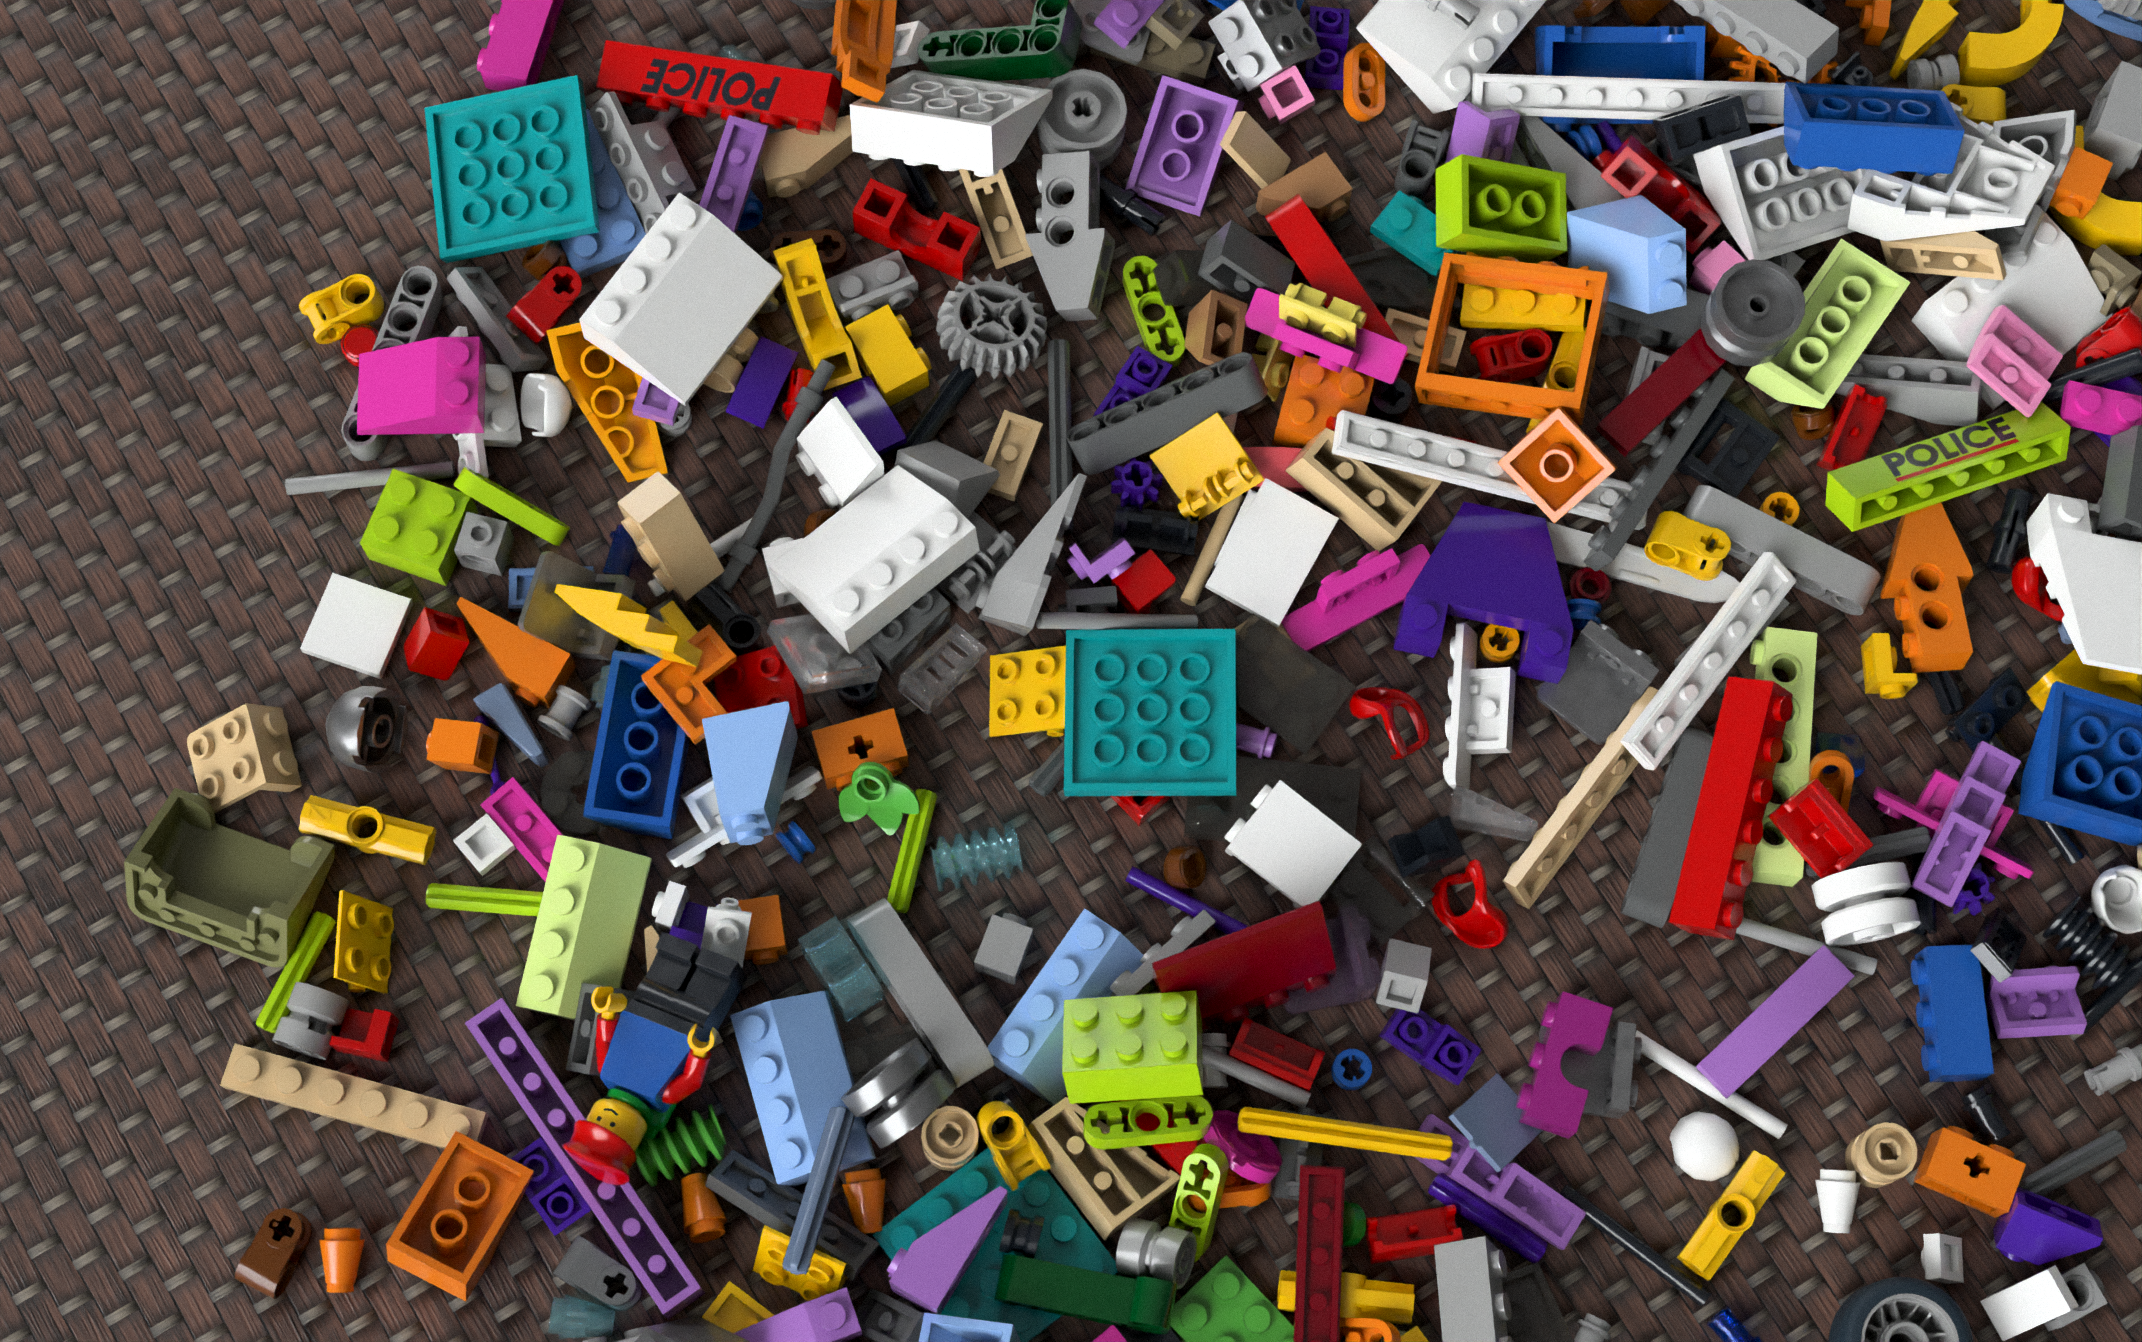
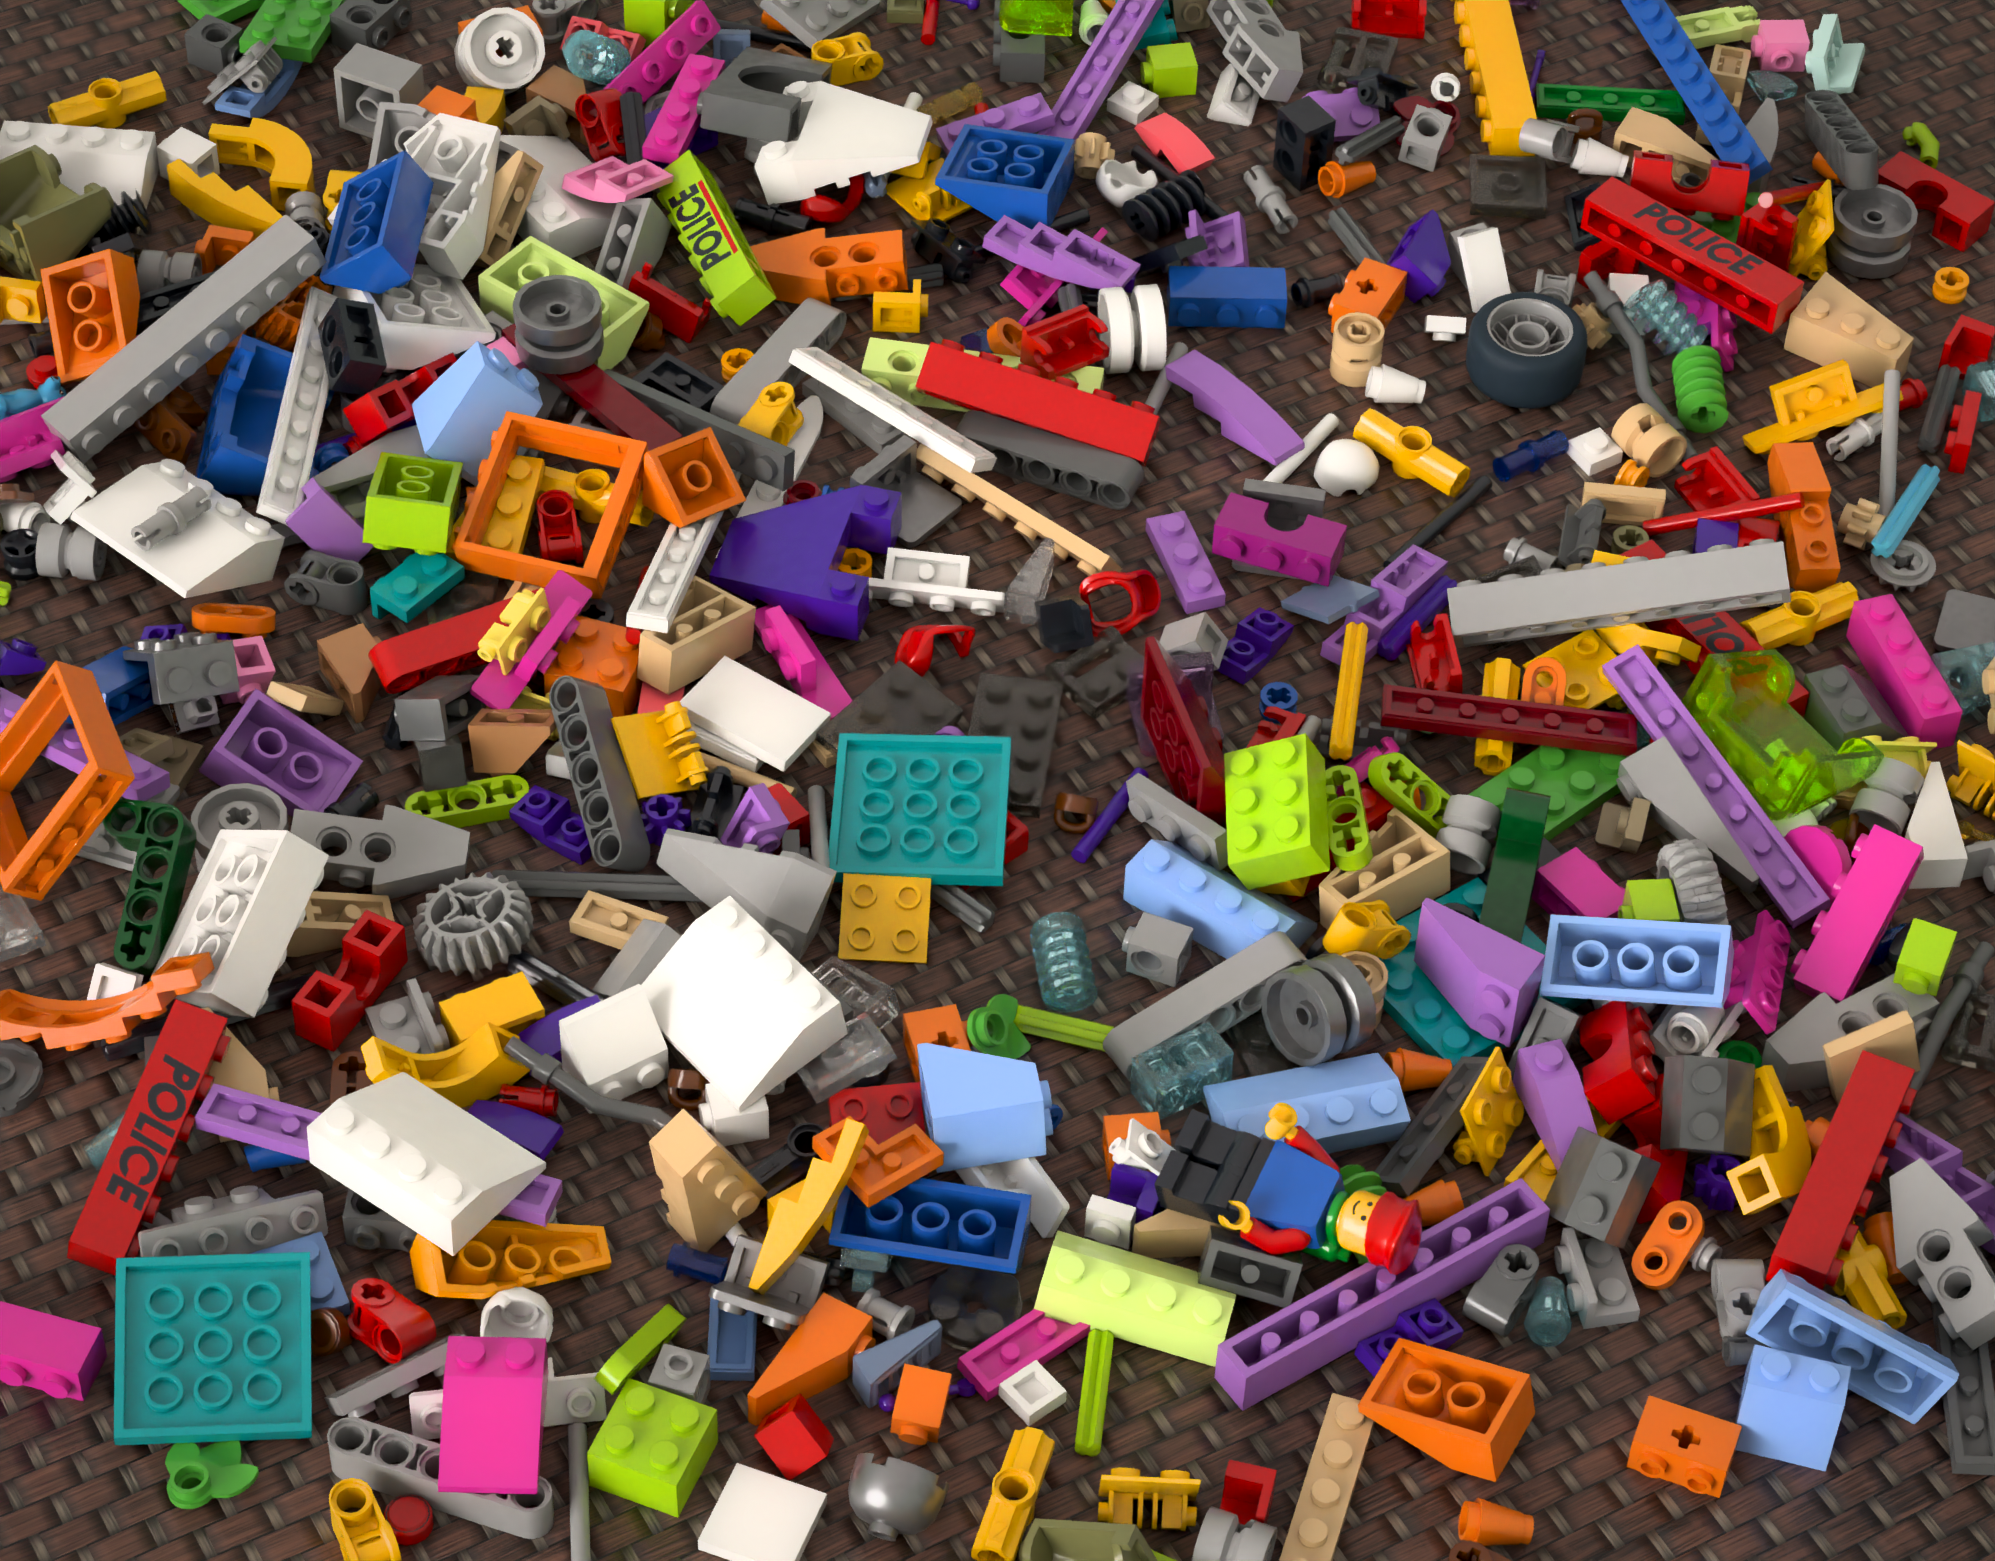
camera: 85 degrees left, 25 degrees down
(407, 193) = (207, 1473): none -> bright green plate
(818, 1191) = (1422, 1066): sand blue axle -> none
(1291, 844) = (1064, 709): white panel -> none
(1546, 974) = (1185, 562): none -> medium lavender plate

